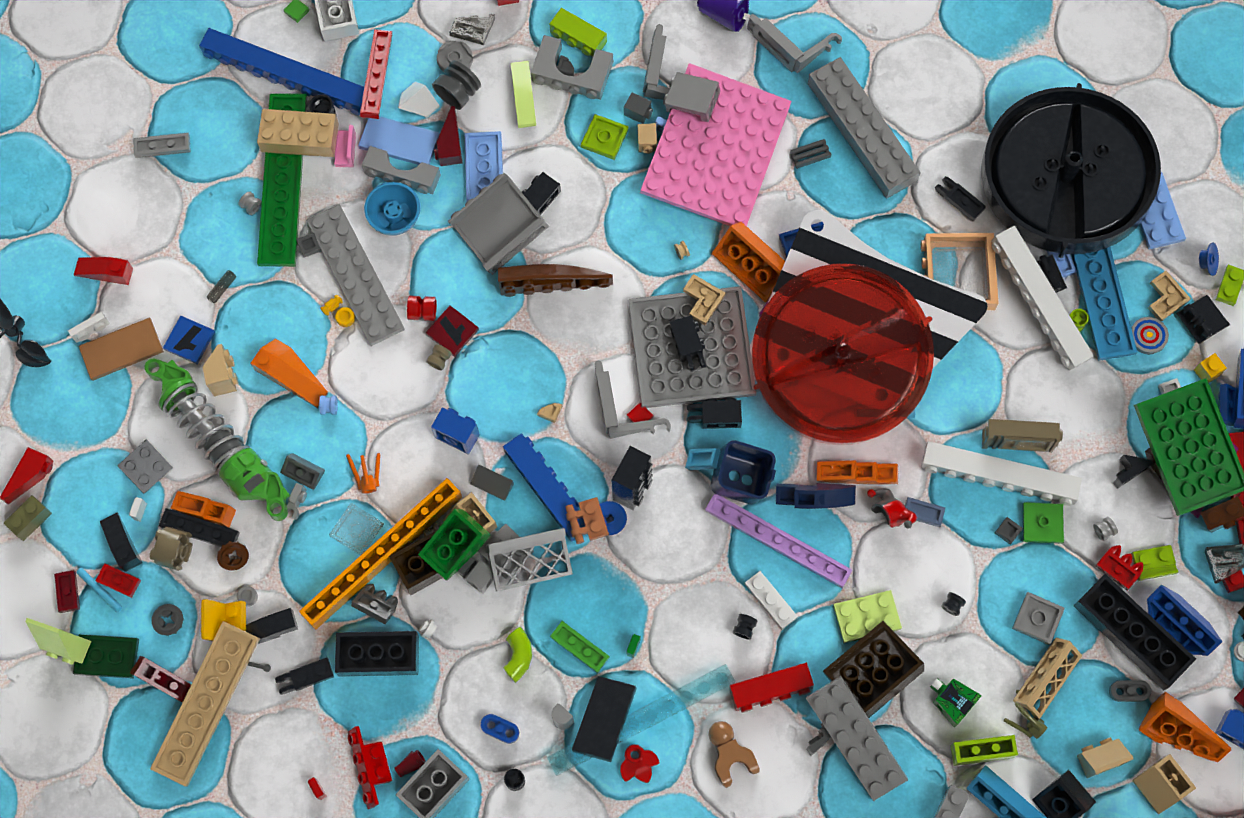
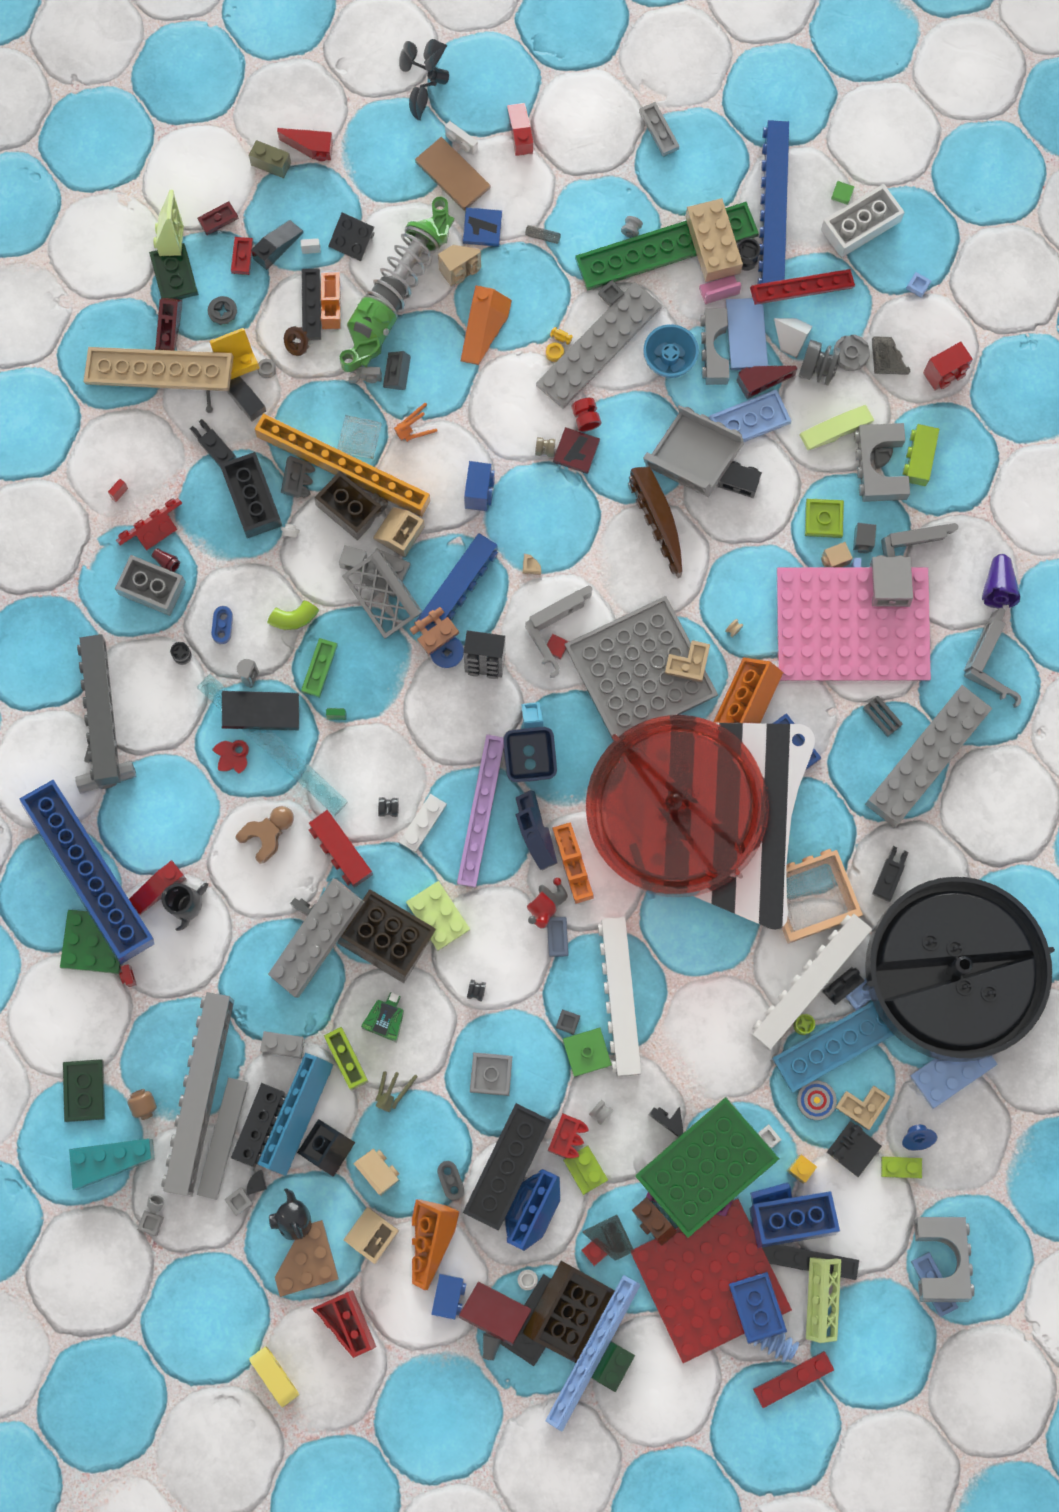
camera: 65 degrees right, 5 degrees up
(99, 590) = (225, 252): medium azure bar -> none
(171, 548) = (284, 287): dark tan brick -> none
(328, 405) = (464, 368): light blue wheel -> none
(454, 543) = (369, 521): green slope -> none
(467, 567) = (356, 542): dark grey tile -> none
(492, 482) = (444, 537): dark grey slope -> none
(687, 341) = (641, 662): black hinge -> none
(717, 413) = (583, 715): black hinge -> none
(1021, 435) = (663, 1003): dark tan door -> none
(1046, 673) = (438, 1095): tan fence -> none

